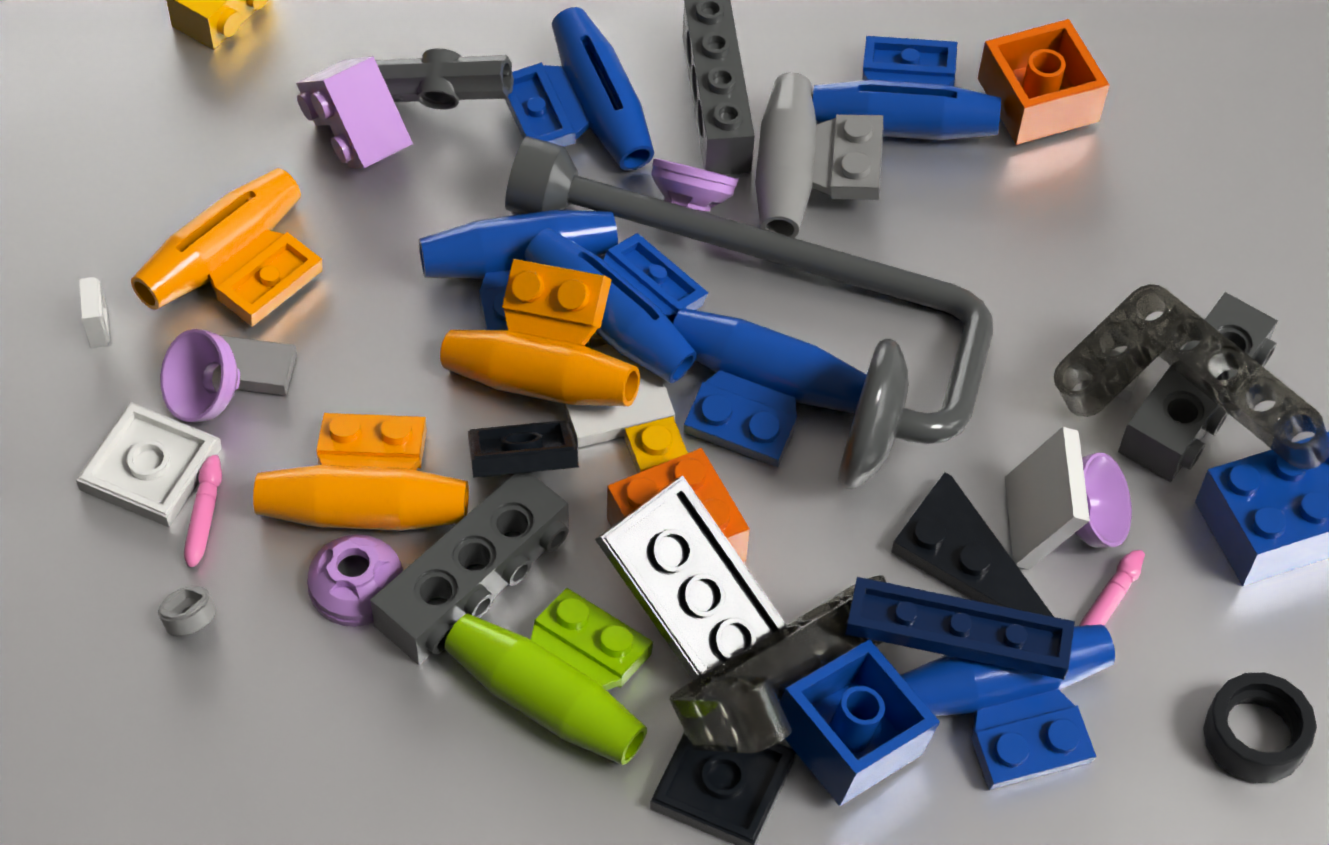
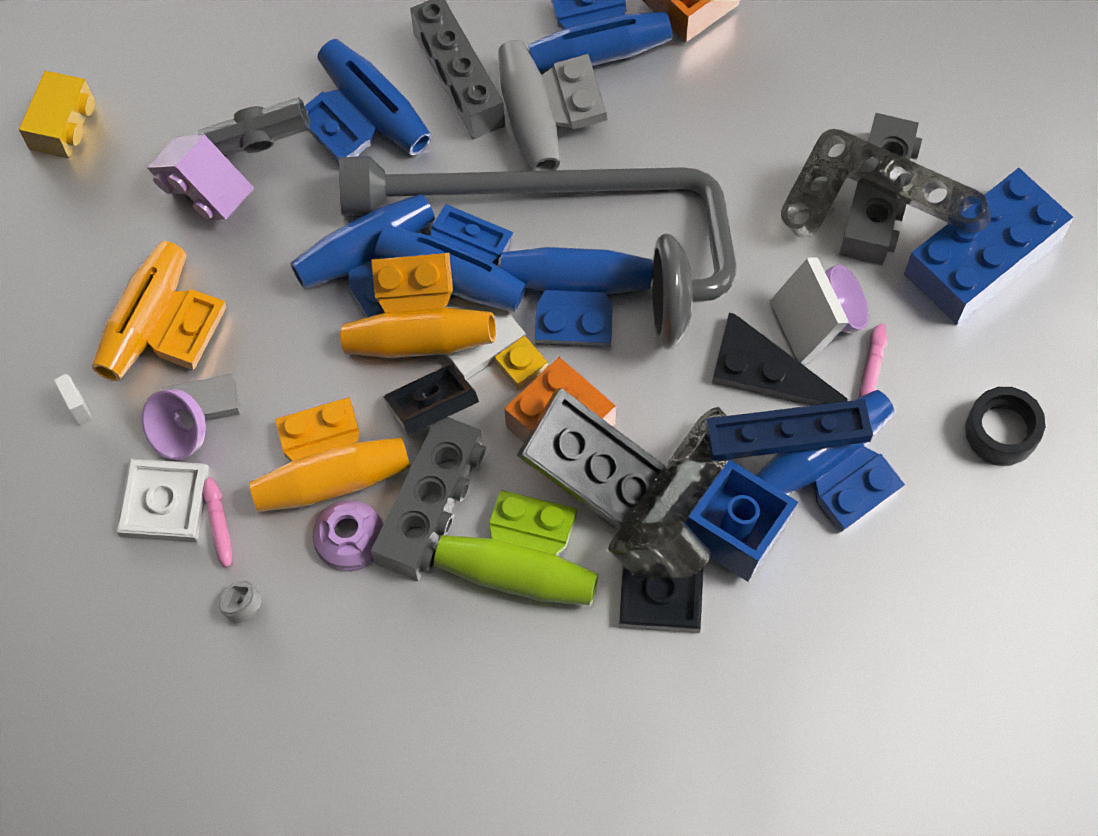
camera: 15 degrees left, 10 degrees up
(691, 185) = (470, 152): lavender piece -> none

